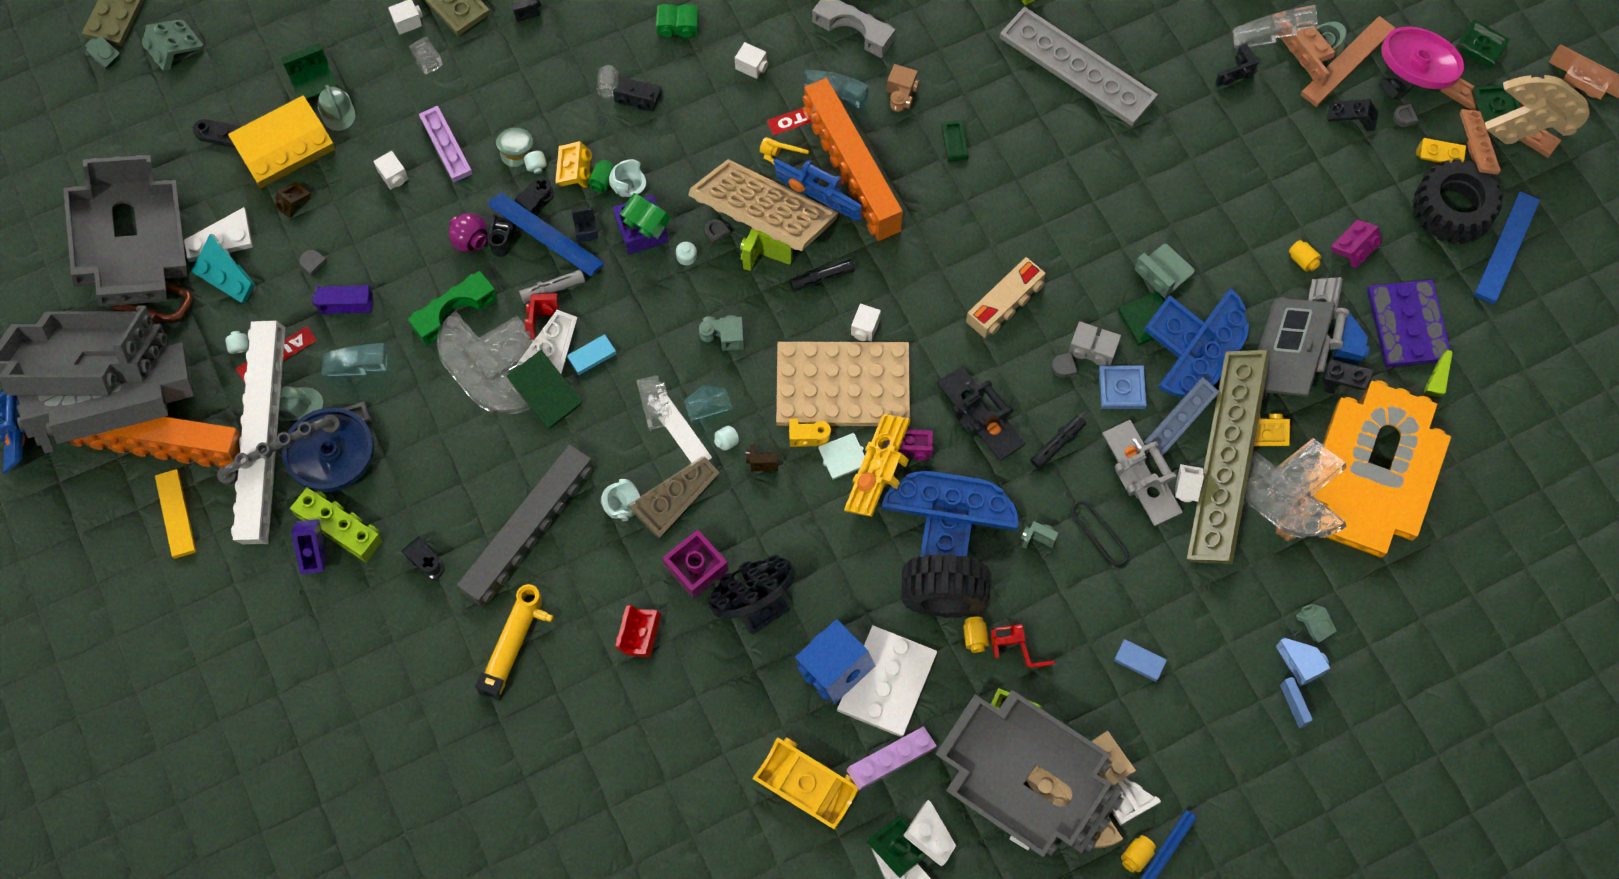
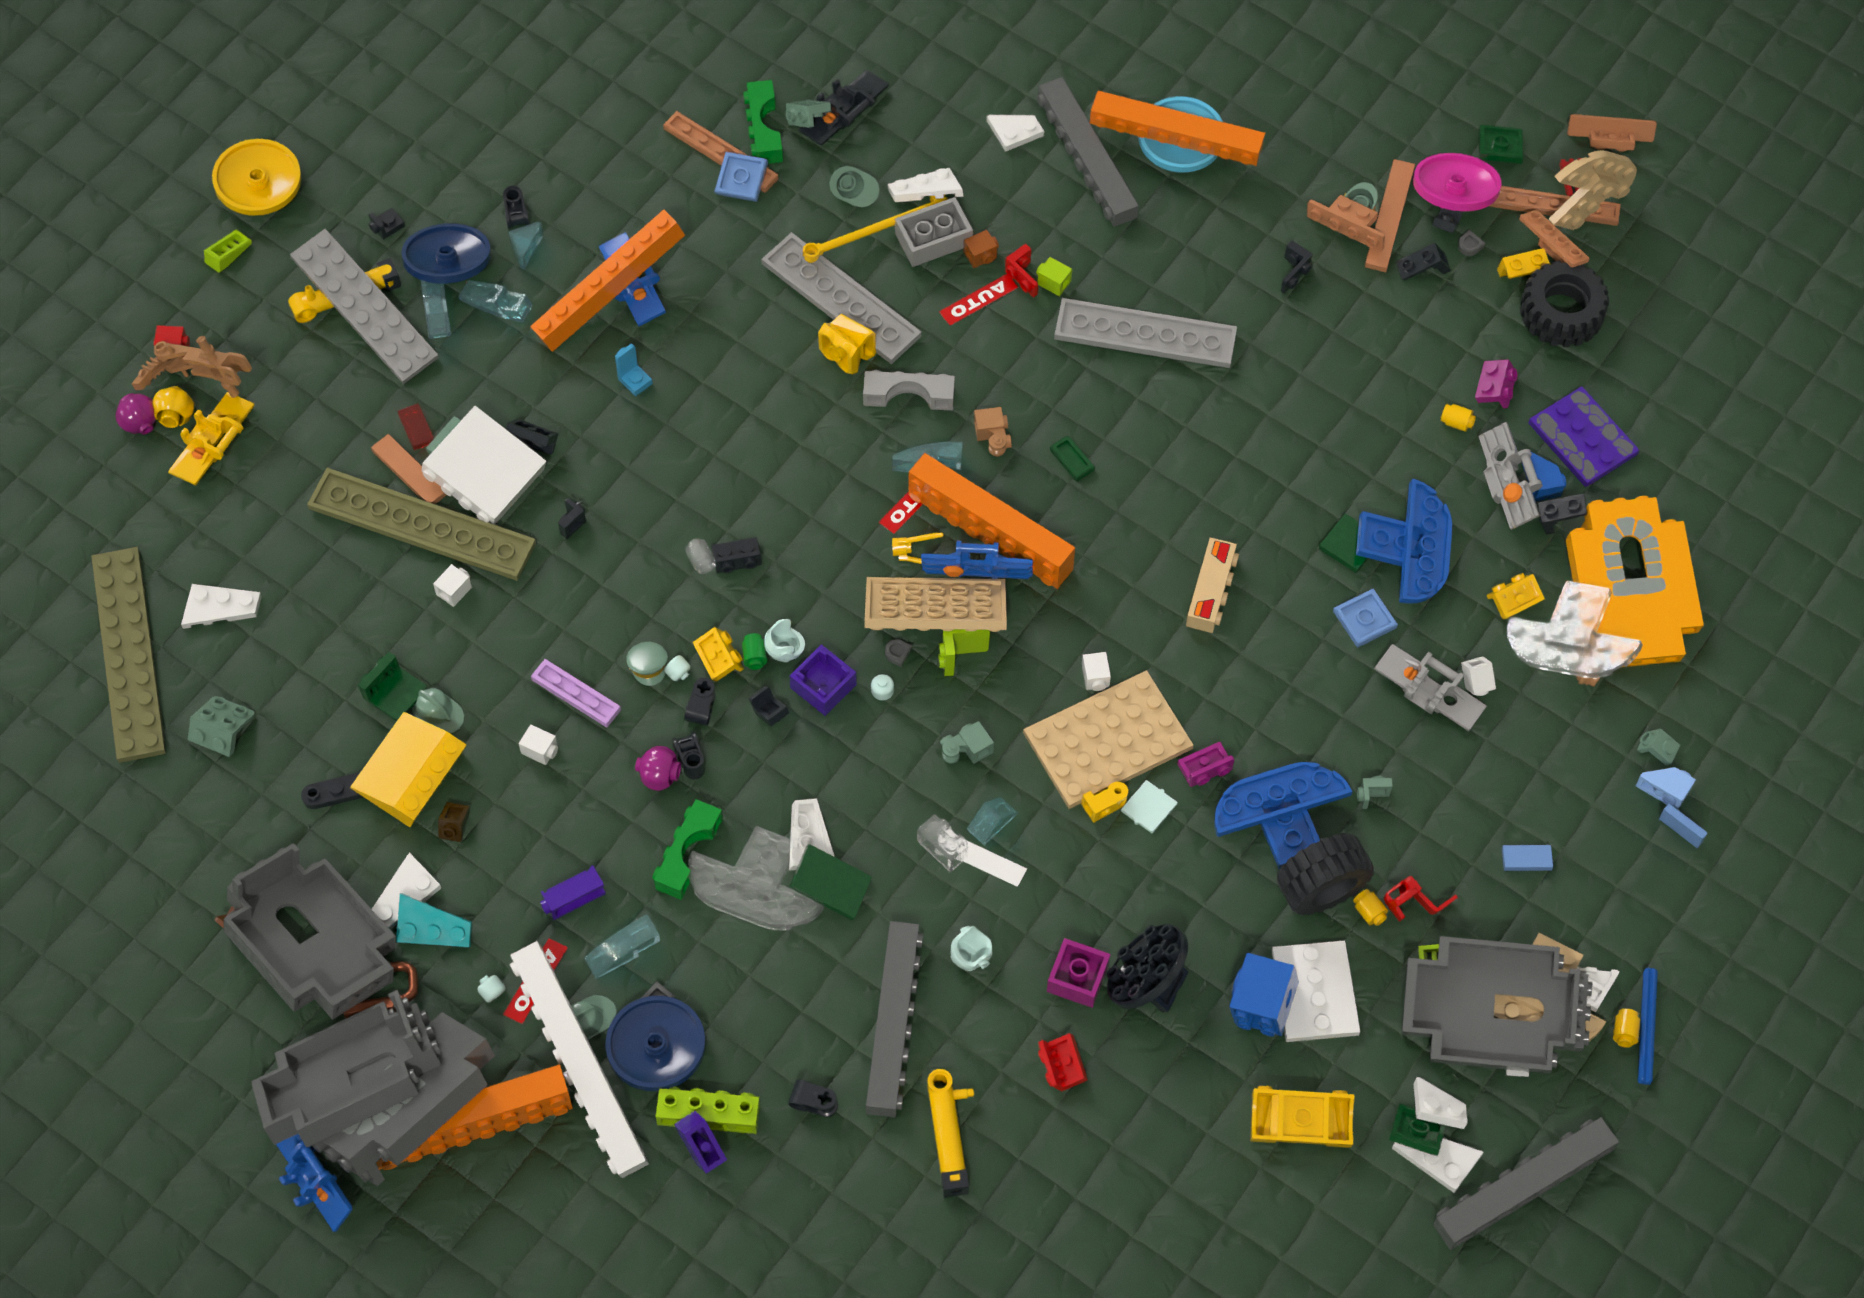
camera: 30 degrees left, 5 degrees down
(101, 51) = (151, 767): sand green bracket -> none
(175, 514) = (537, 1182): yellow tile -> none
(228, 474) = (645, 1018): dark grey bar -> none
(312, 261) = (514, 873): dark grey tile -> none
(425, 55) = (501, 622): clear brick -> none
(539, 306) = (774, 805): red bracket -> none
(546, 234) = (737, 733): blue tile -> none
(553, 285) = (765, 788): light grey pin -> none
(591, 354) = (851, 828): medium azure tile -> none
(645, 216) = (831, 668): green brick -> none
(669, 499) = (1016, 923): dark tan wing -> none
(677, 20) = (732, 463): green brick -> none
(726, 438) = (1031, 843): light aqua piece -> none
(751, 60) = (830, 470): white brick -> none
(761, 462) = (1079, 848): dark brown bracket -> none
(813, 278) = (1021, 651): black pin -> none
(878, 466) = (1199, 795): yellow piece -> none
(891, 758) = (1364, 1055): lavender plate -> none
(975, 418) = (1250, 710): black piece -> none
(1064, 365) = (1301, 623): dark grey tile -> none
(1075, 424) = (1345, 673): black pin -> none
(1093, 347) = (1321, 593): light grey piece -> none
(1093, 539) = (1426, 753): black piece -> none
(1164, 269) = (1339, 490): sand green bracket -> none
(1182, 415) = (1436, 616): sand blue tile -> none
(1228, 457) = (1500, 634): olive plate -> none
(1276, 25) = (1308, 212): clear slope -> none
(1288, 335) = (1489, 505): dark grey door -> none
(1438, 381) = (1639, 473): lime slope -> none
(1493, 101) = (1544, 194): dark green tile -> none
(1506, 248) = (1628, 326): blue tile -> none

